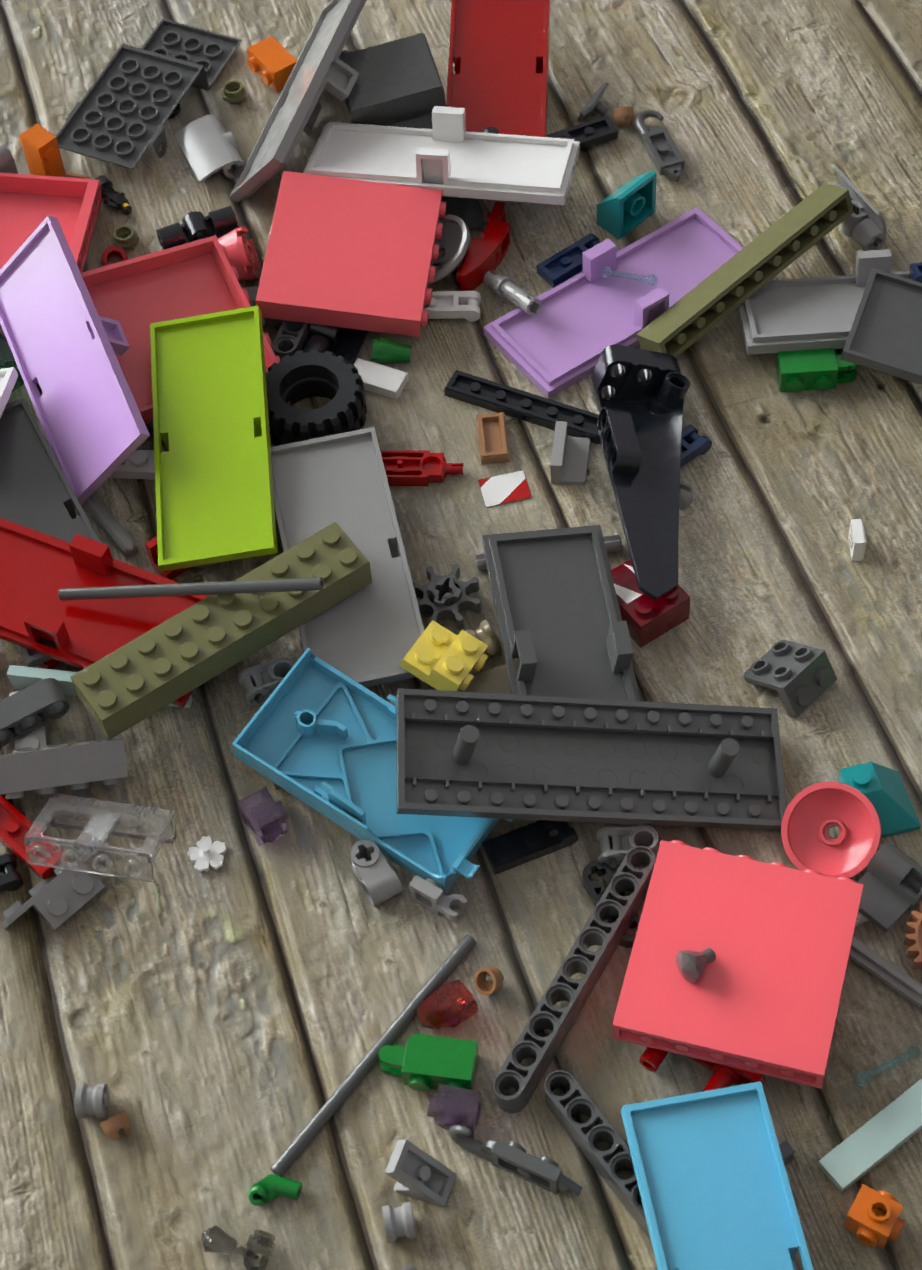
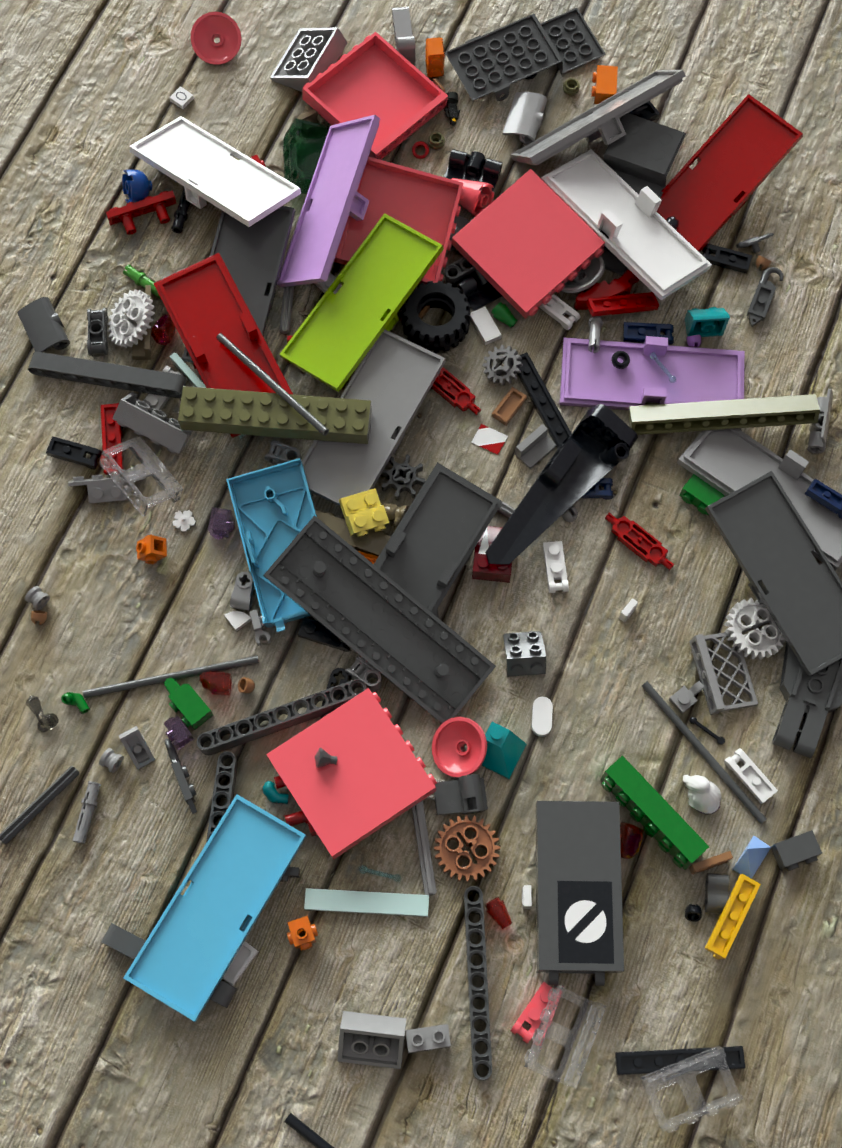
camera: 35 degrees right, 15 degrees up
(200, 914) = (151, 549): none -> orange brick
(396, 913) = (237, 619): none -> white tile
(434, 391) = (497, 358): none -> light grey gear
(516, 248) = (622, 304): none -> red plate
(574, 300) = (622, 355): none -> black plate
(631, 233) = (694, 340): none -> medium lavender hinge
(656, 1083) = (272, 794): none -> teal arm
(725, 560) = (555, 566): none -> white plate
(789, 465) = (631, 532): none -> red piece
(883, 727) = (542, 716): none -> white tile

